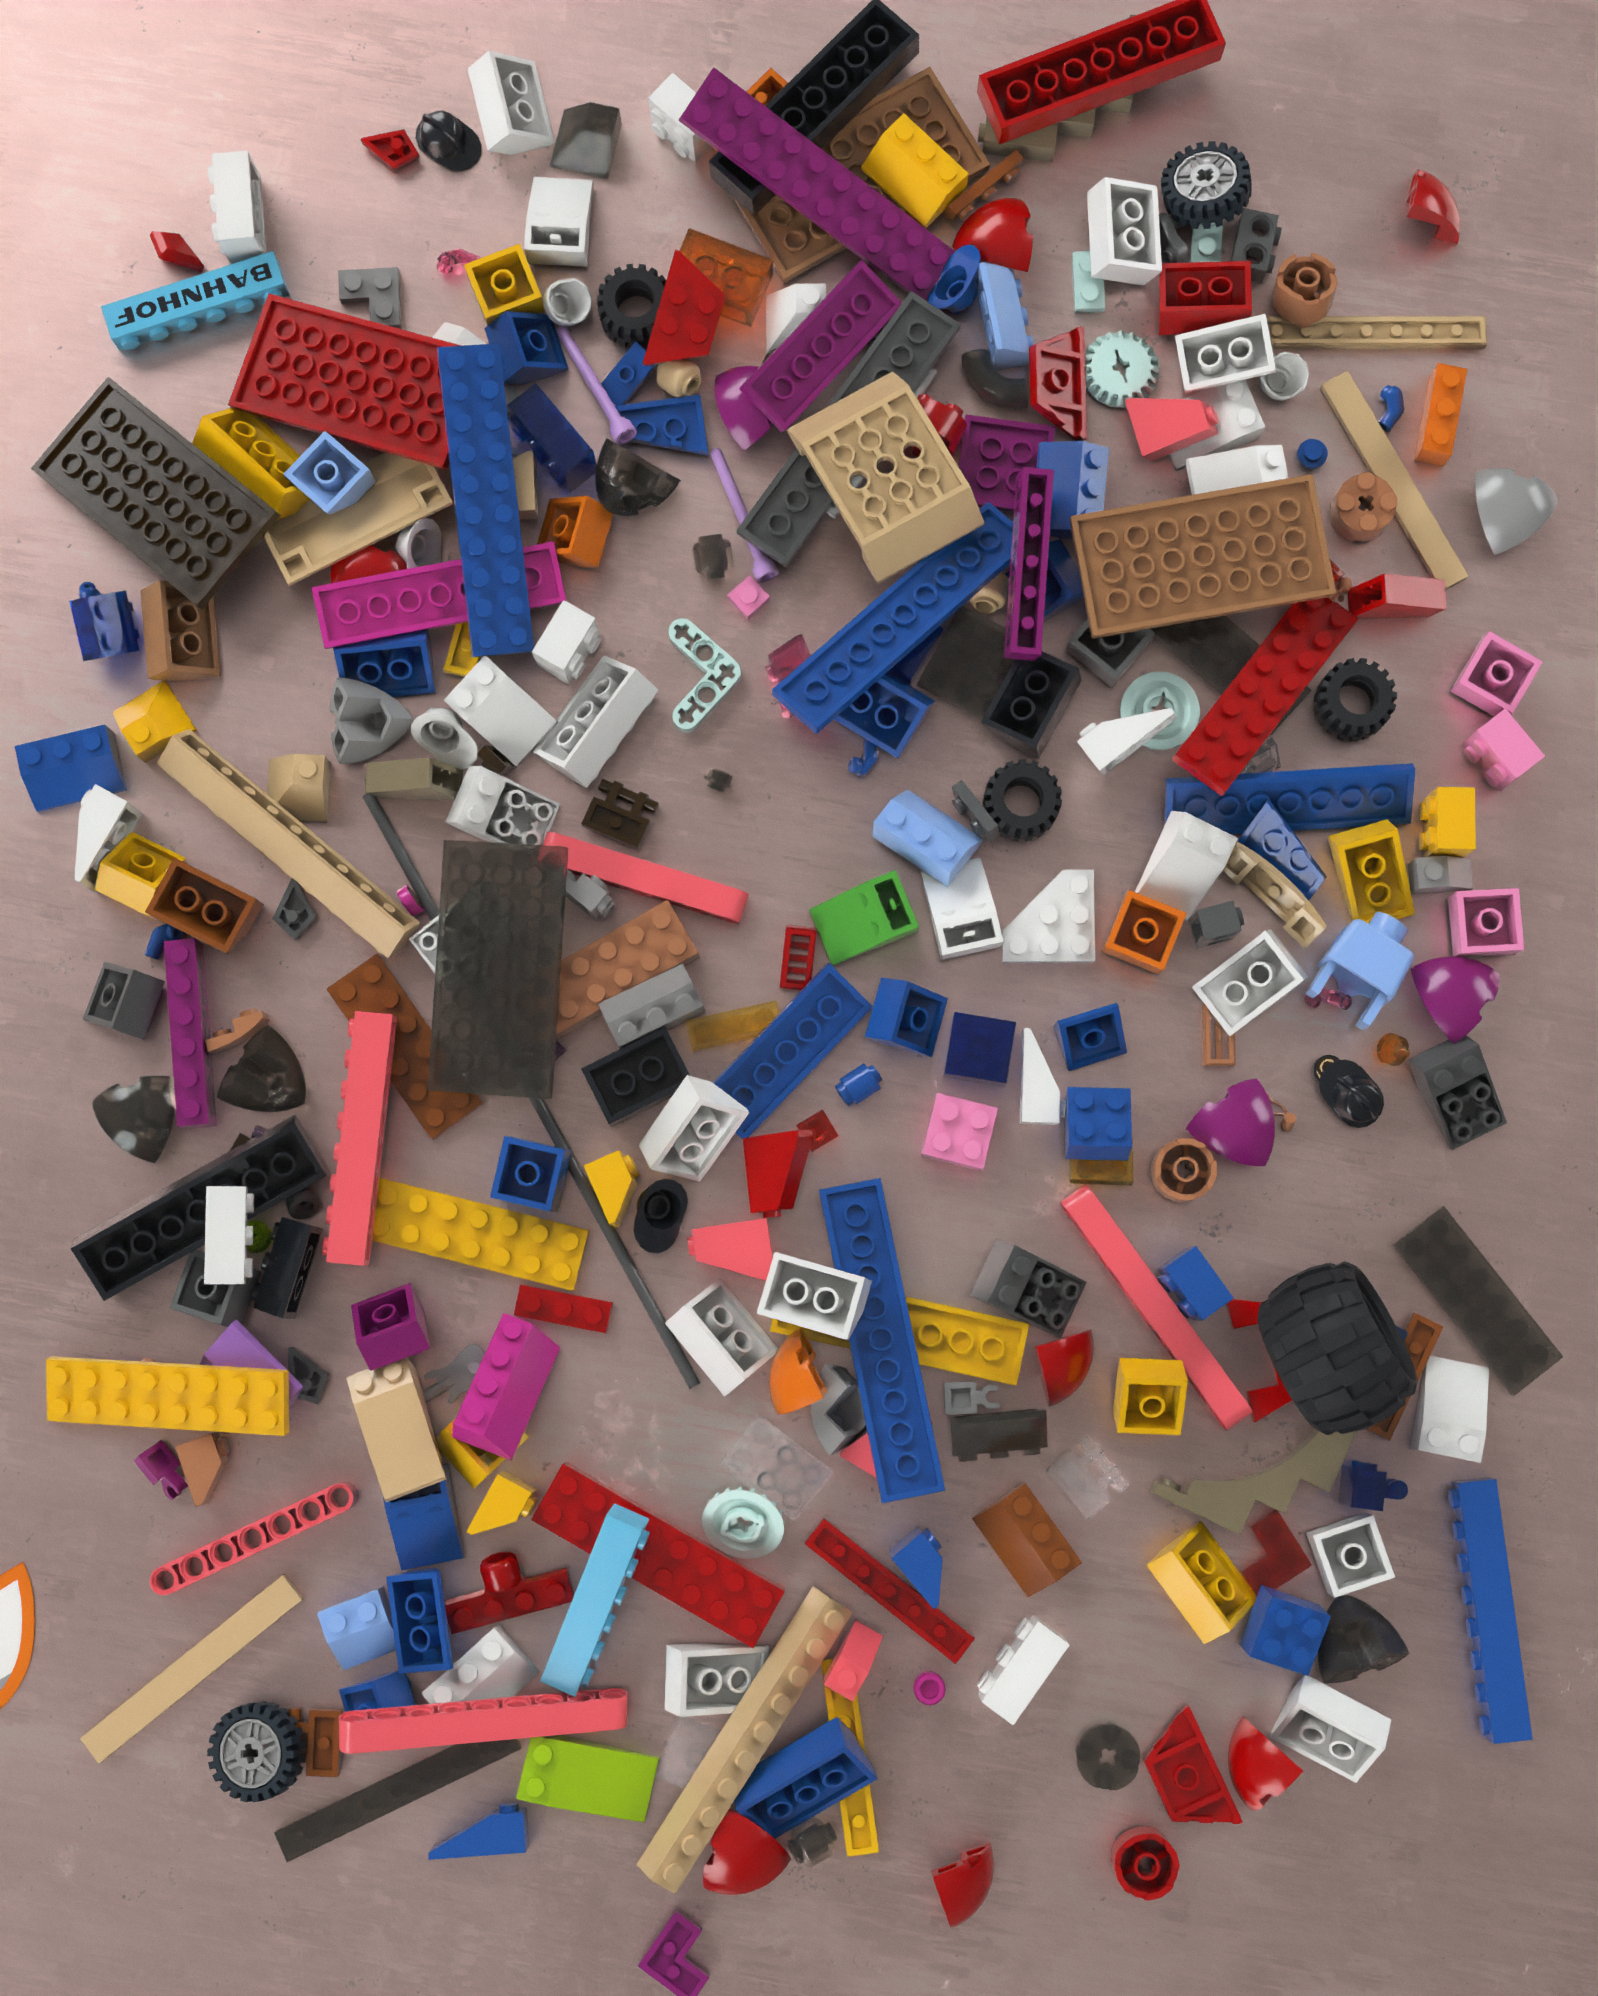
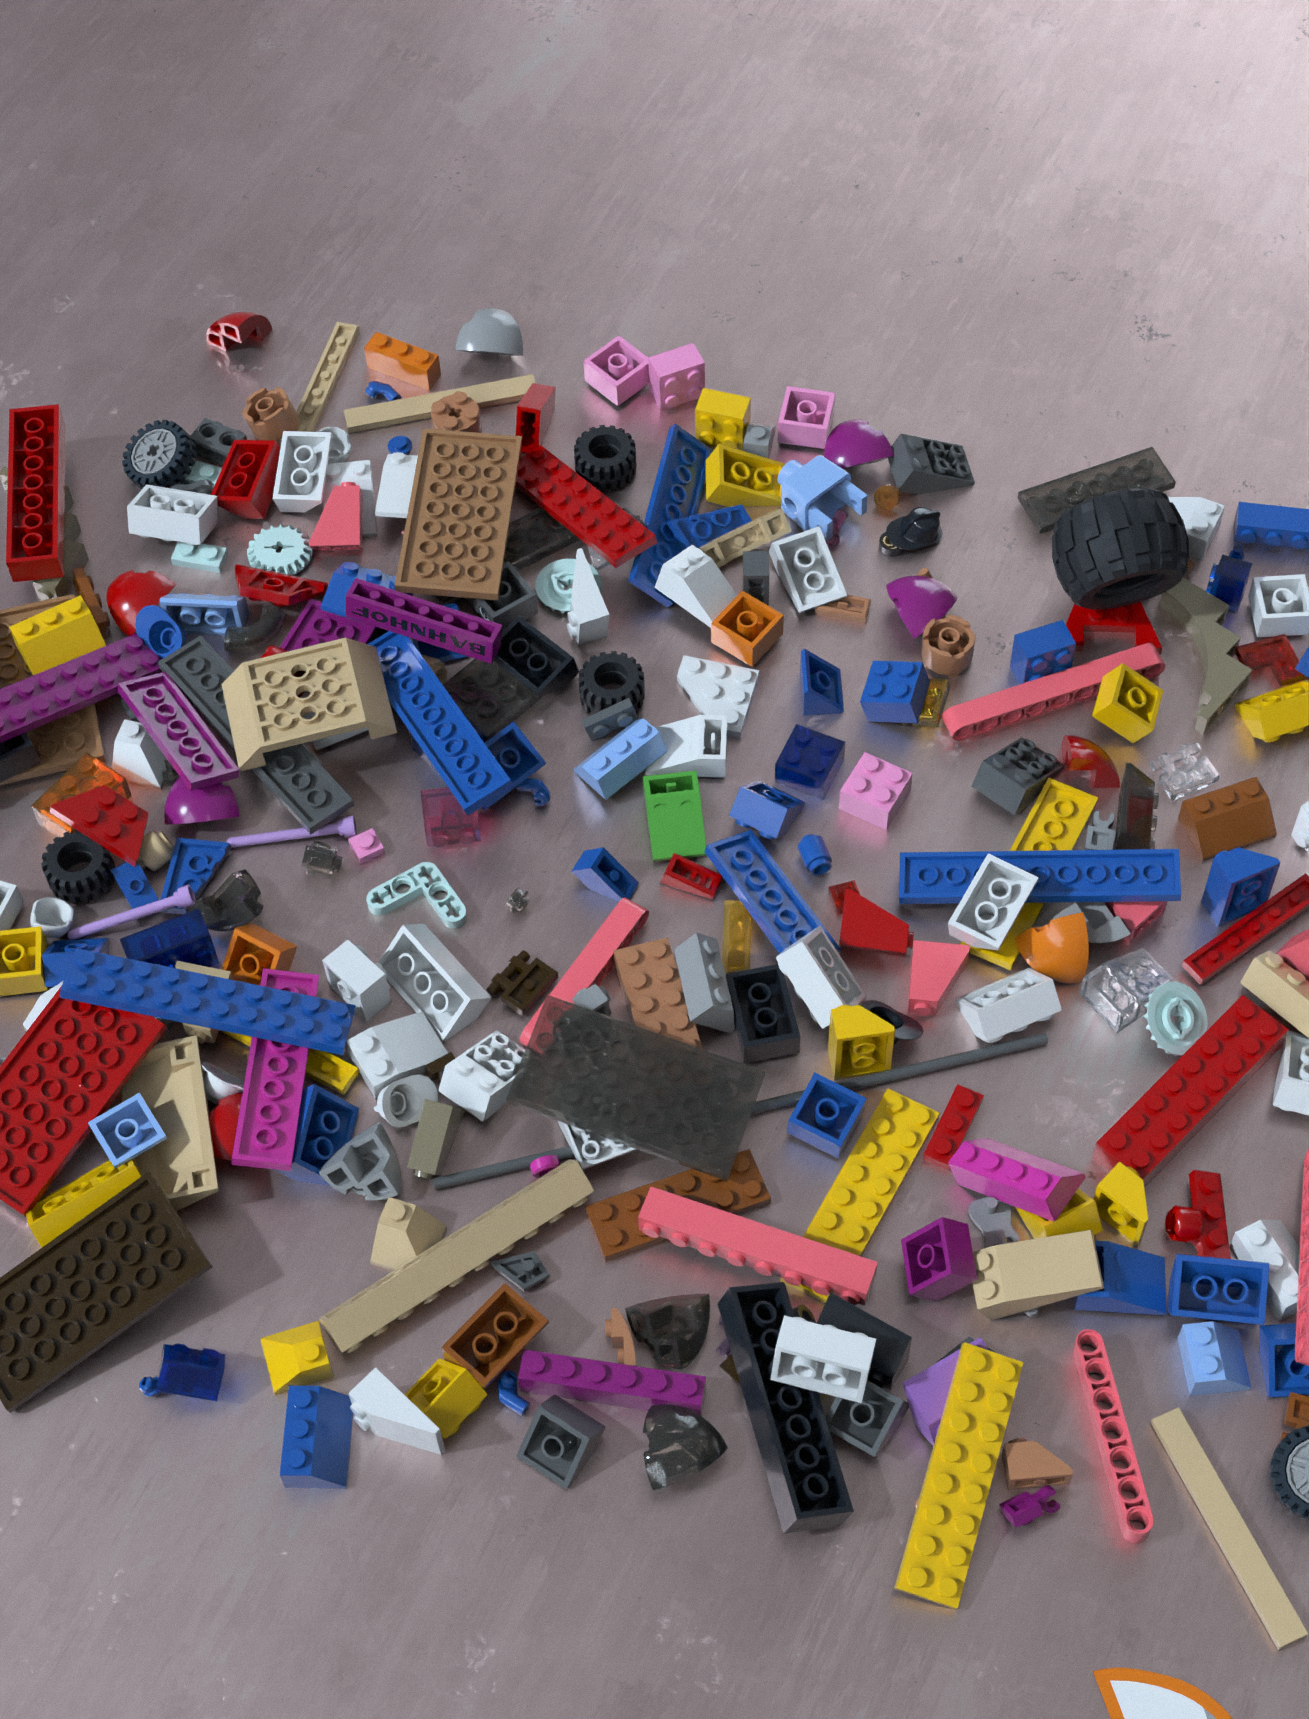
camera: 75 degrees left, 25 degrees down
(178, 635) = (221, 1311): medium nougat slope -> none
(594, 1600) = (1225, 1139): medium azure brick -> none
(771, 863) = (604, 874): none -> blue slope
(1038, 1090) = (858, 728): white slope -> none

